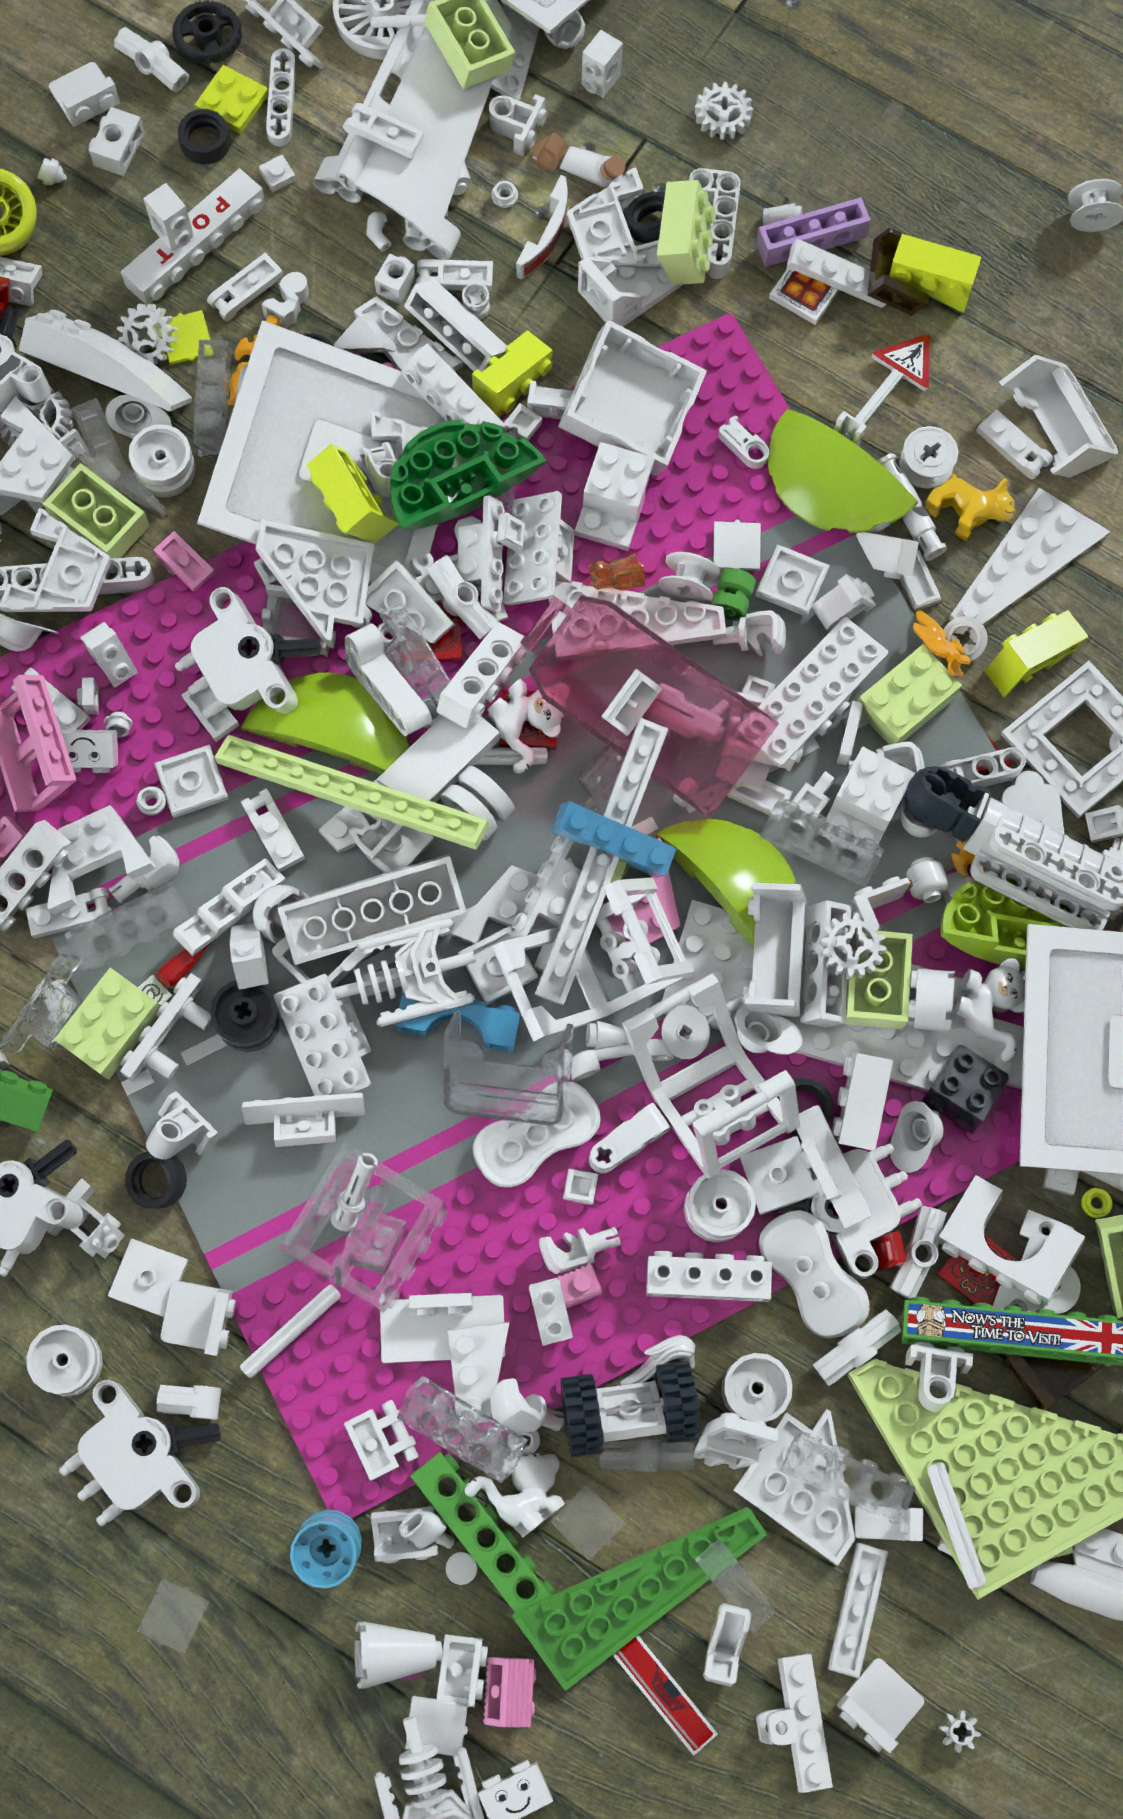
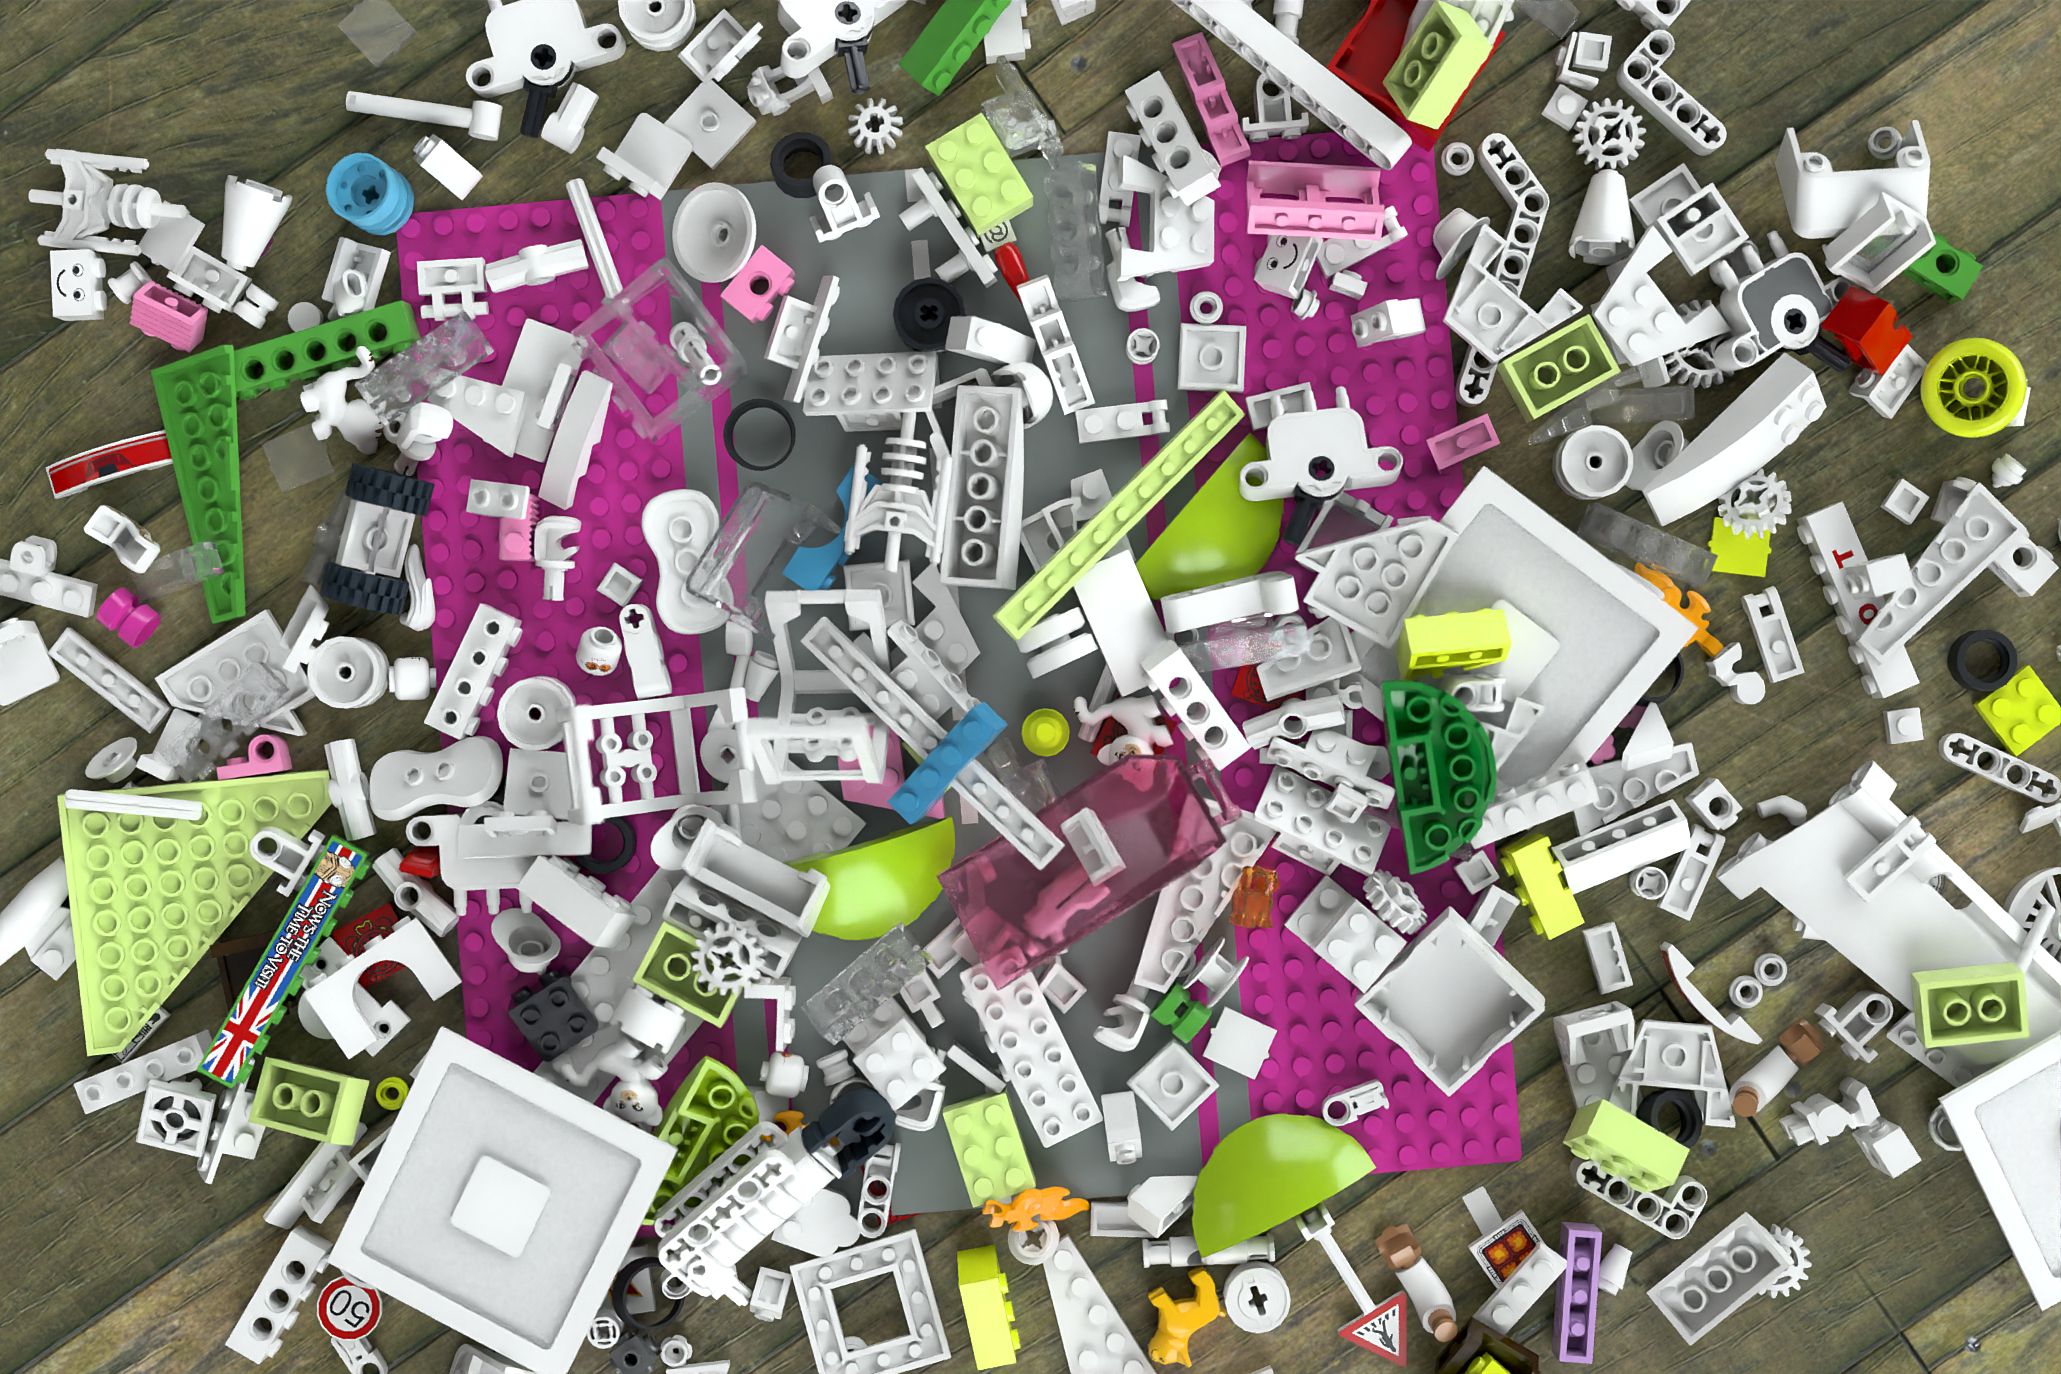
camera: 120 degrees right, 15 degrees up
(78, 1289) = (715, 47): none -> white bracket
(88, 199) = (1950, 497): none -> white bracket
(102, 233) = (1904, 501): none -> white plate
(104, 1122) = (865, 120): none -> white gear
(132, 176) = (1958, 553): none -> white wing
(203, 830) = (1142, 341): none -> white wheel
(221, 1480) = (481, 120): none -> white piece
(248, 1242) = (702, 230): none -> white dish
(273, 1495) = (446, 165): none -> white pin
(287, 1184) = (760, 266): none -> bright pink brick
(331, 1371) = (536, 265): none -> white piece
(395, 1090) = (737, 413): none -> black tyre
(470, 1270) = (573, 441): none -> white slope
(475, 1617) = (252, 313): none -> white wheel
(493, 1745) = (129, 282): none -> white bush
(529, 198) = (1755, 991): none -> white plate
(547, 309) = (1607, 957): none -> white plate
(554, 787) = (1045, 732): none -> neon yellow plate
(573, 467) = (1394, 901): none -> white gear
(602, 114) = (1823, 1118): none -> white hips
(644, 1176) = (599, 651): none -> white head
(737, 1334) = (411, 678): none -> white head
(754, 137) = (1720, 1277): none -> white slope
(783, 326) = (1482, 1210): none -> white sticker
(794, 1612) = (132, 621): none -> dark pink wheel
(860, 343) = (1422, 1284): none -> piece
(882, 1452) = (258, 762): none -> bright pink plate
(902, 842) = (835, 1067): none -> white wheel
(926, 1571) = (114, 761): none -> white piece

